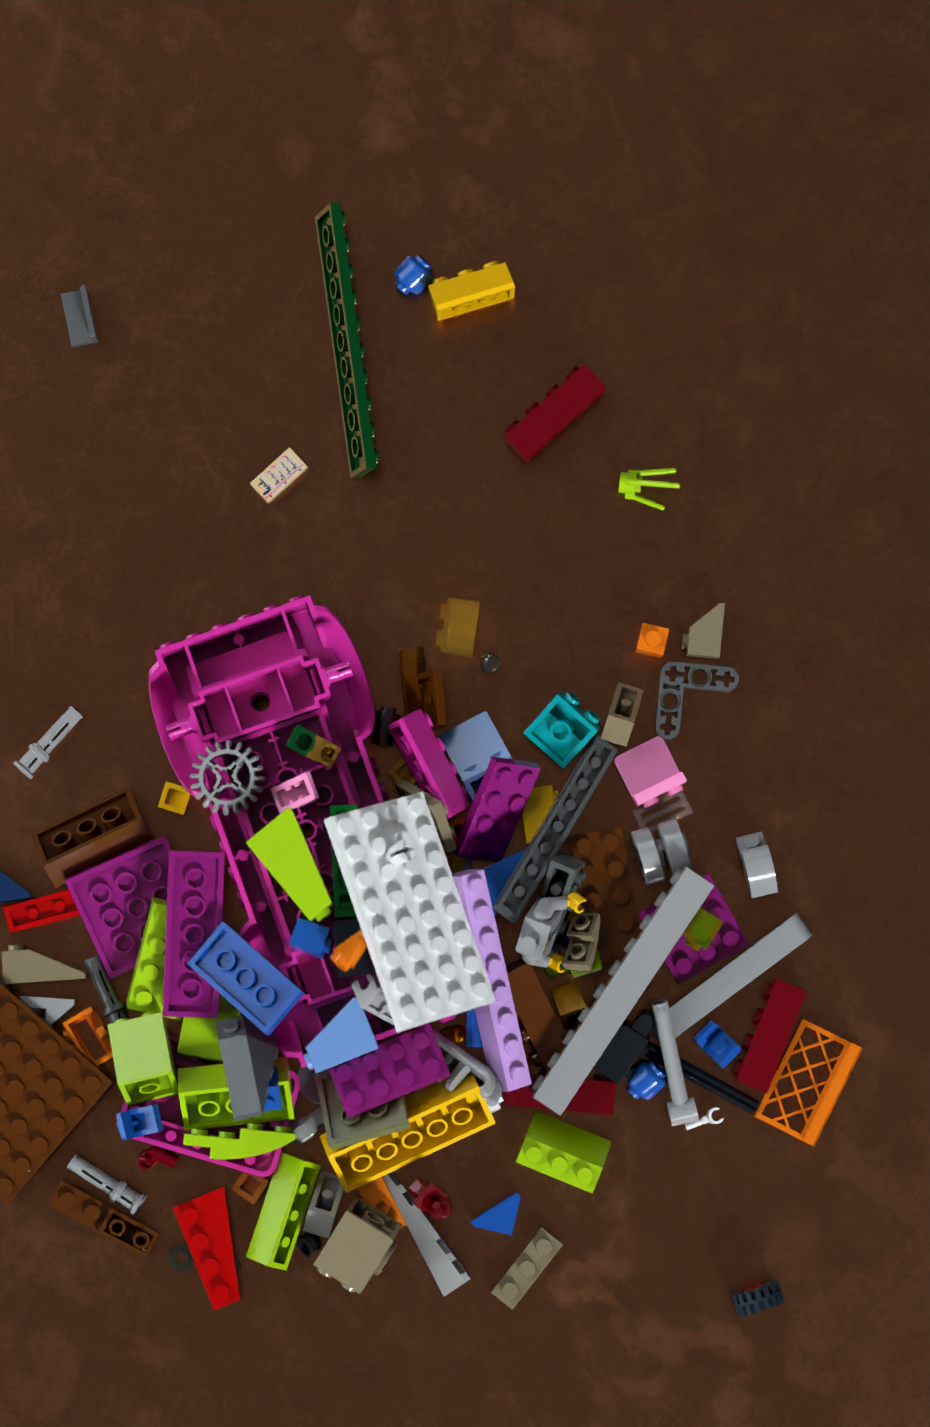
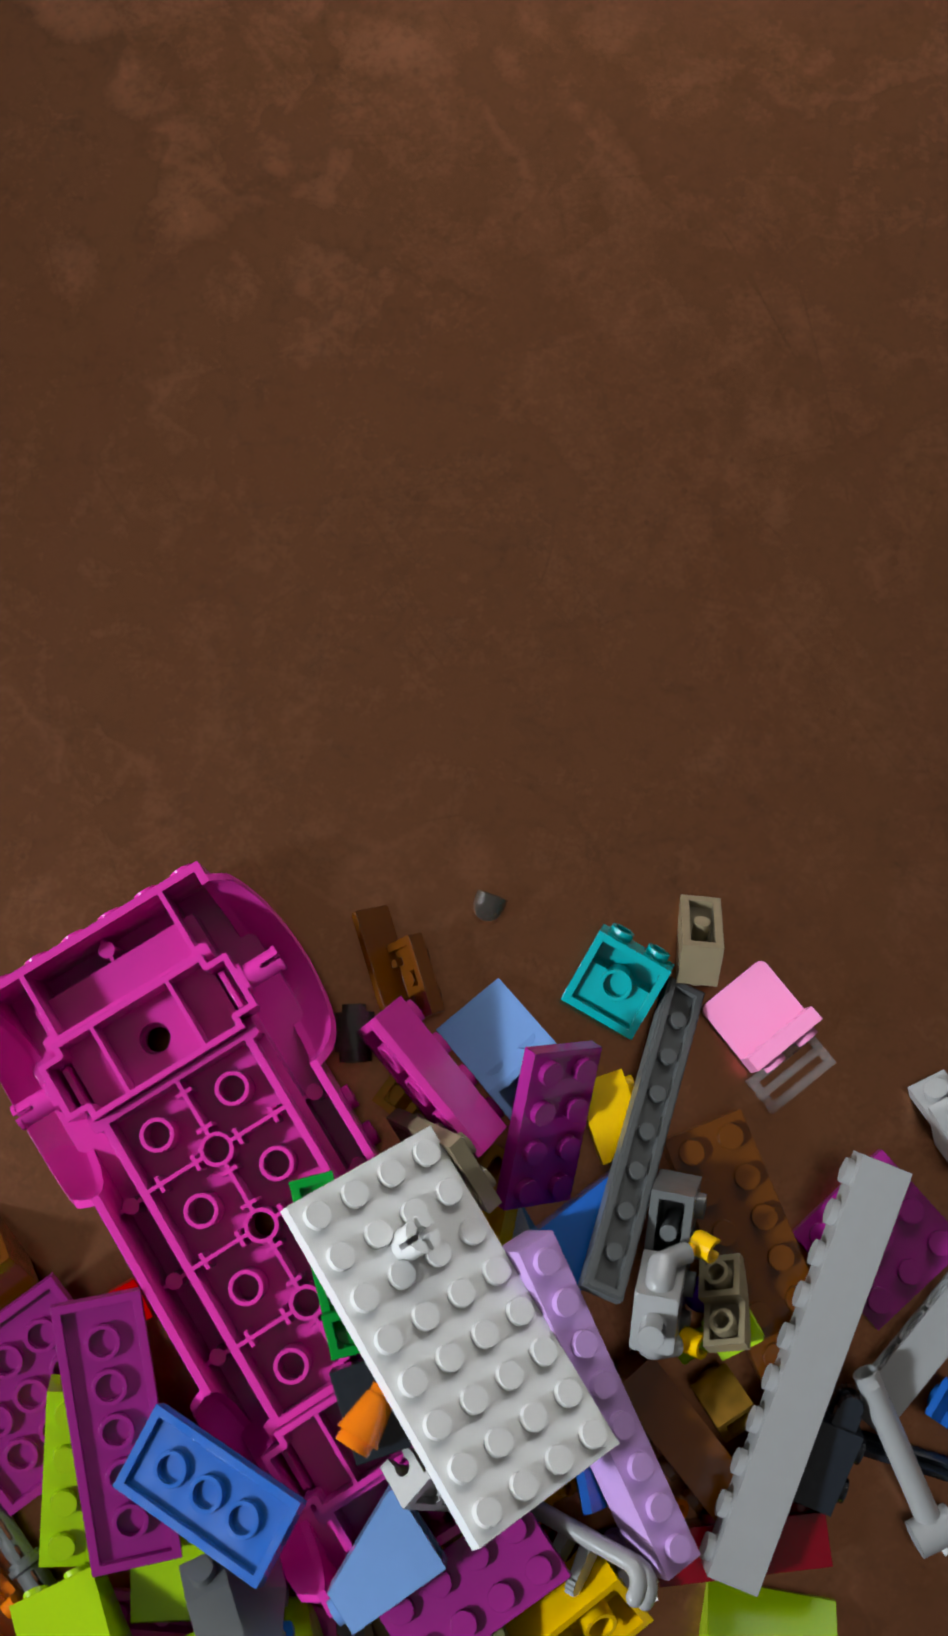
camera: 10 degrees left, 5 degrees down
(174, 798) = (58, 1212): yellow plate -> none
(212, 796) = (85, 1153): light grey gear -> none
(278, 475) = (129, 703): tan tile -> none
(290, 861) = (247, 1293): lime slope -> none
(295, 792) = (232, 1171): bright pink slope -> none
(311, 938) = (301, 1406): blue brick -> none
(312, 746) = (244, 1092): leg -> none
(345, 340) = (188, 499): dark green plate -> none
(413, 274) = (264, 387): blue head -> none
(459, 627) = (433, 864): clear yellow brick -> none
(471, 290) = (351, 391): yellow slope -> none
(554, 413) = (504, 532): dark red brick -> none
(631, 482) = (636, 604): lime plant -> none
(646, 1079) = (870, 1494): blue head -> none
(652, 640) = (718, 823): orange brick -> none
(668, 850) = (819, 1129): light grey wheel -> none
(677, 688) = (769, 885): dark grey beam -> none
(701, 930) = (905, 1245): clear neon green brick -> none
(705, 635) = (794, 800): dark tan slope -> none

